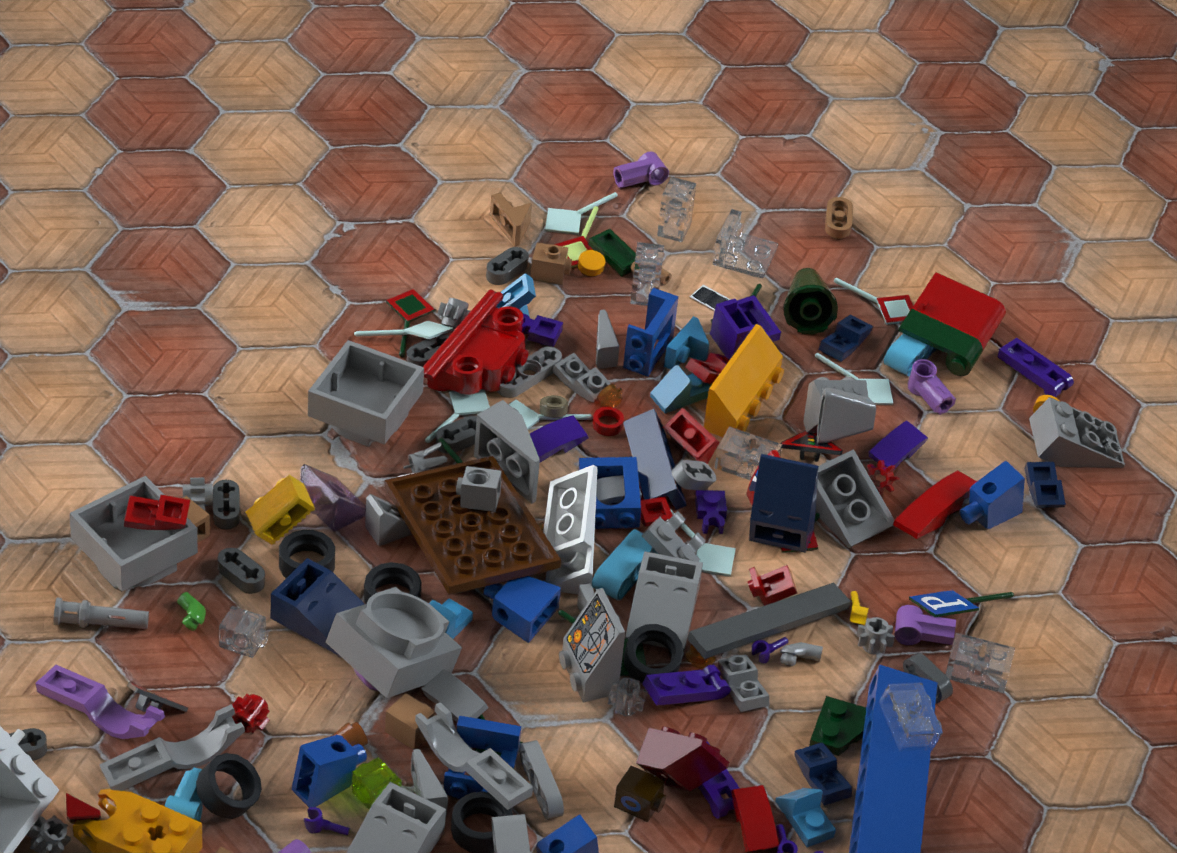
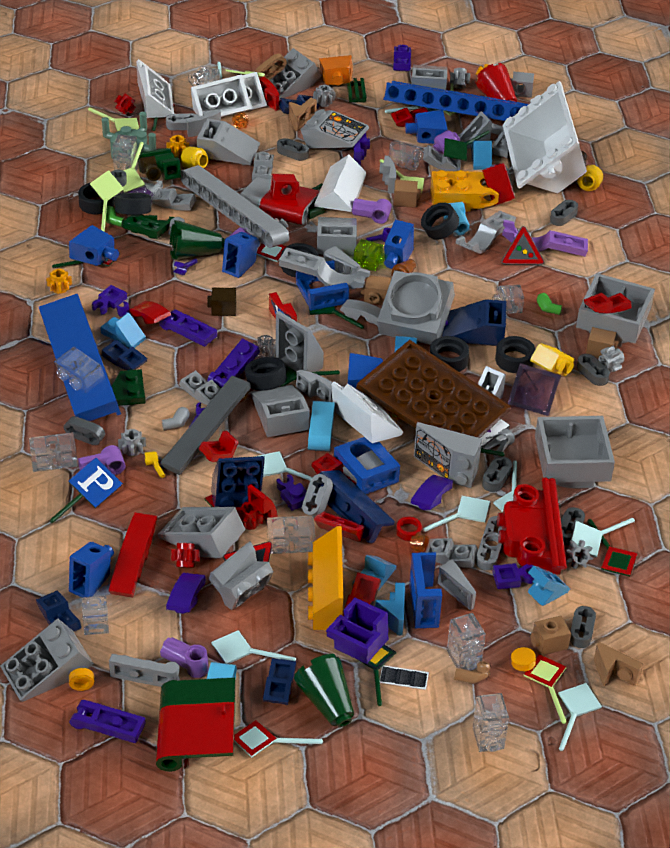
camera: 155 degrees right, 0 degrees up
(98, 615) = (584, 284): light grey pin -> none
(243, 568) = (545, 335): dark grey beam -> none
(251, 712) = (464, 261): red gear -> none
(479, 488) = (441, 404): light grey brick -> none
(541, 779) = (273, 283): light grey beam -> none
(553, 406) = (453, 520): dark tan tile -> none
(566, 742) = (276, 305): none -> red slope
(614, 250) = (513, 680): dark green tile -> none
(647, 168) = (553, 778): medium lavender piece -> none
(666, 542) = (298, 437): light grey plate -> none
(680, 759) = (205, 301): dark red slope -> none
(742, 251) = (414, 727): clear bracket -> none
(839, 217) = (358, 810): medium nougat plate -> none
(980, 390) = (142, 670): none -> light grey plate
(1009, 449) = (95, 615): none -> clear brick

